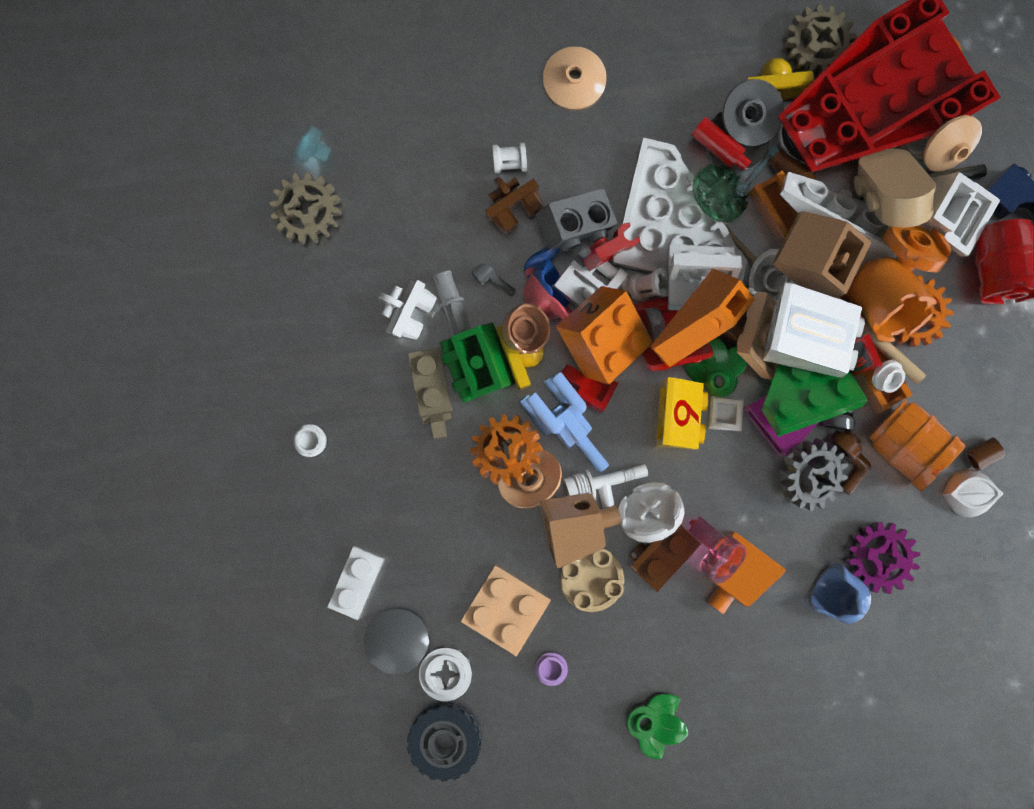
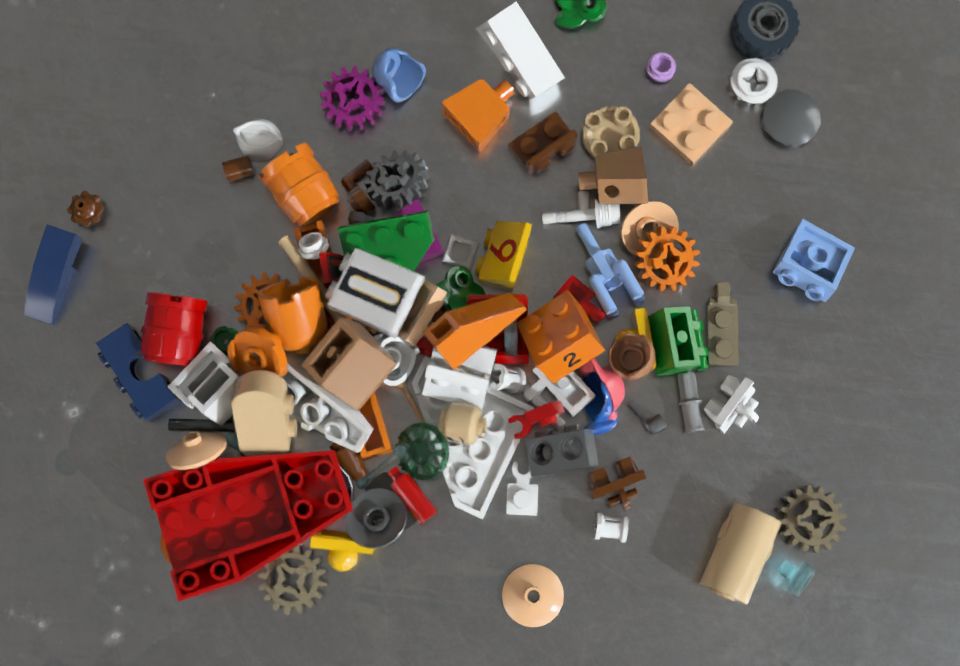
camera: 170 degrees left, 5 degrees down
(310, 440) = (840, 305): white plate -> none
(346, 481) = (813, 261): none -> light blue plate
(356, 582) = (818, 174): white plate -> none
(373, 155) = (740, 553): none -> tan piece
(606, 173) = (522, 496): none -> white plate
(651, 512) = (548, 176): white tile -> none
(687, 225) = (462, 423): none -> tan head
(712, 648) = (520, 51): none -> white wedge
(723, 551) = (493, 124): clear pink piece -> none
(957, 273) = (221, 333): none -> green plate

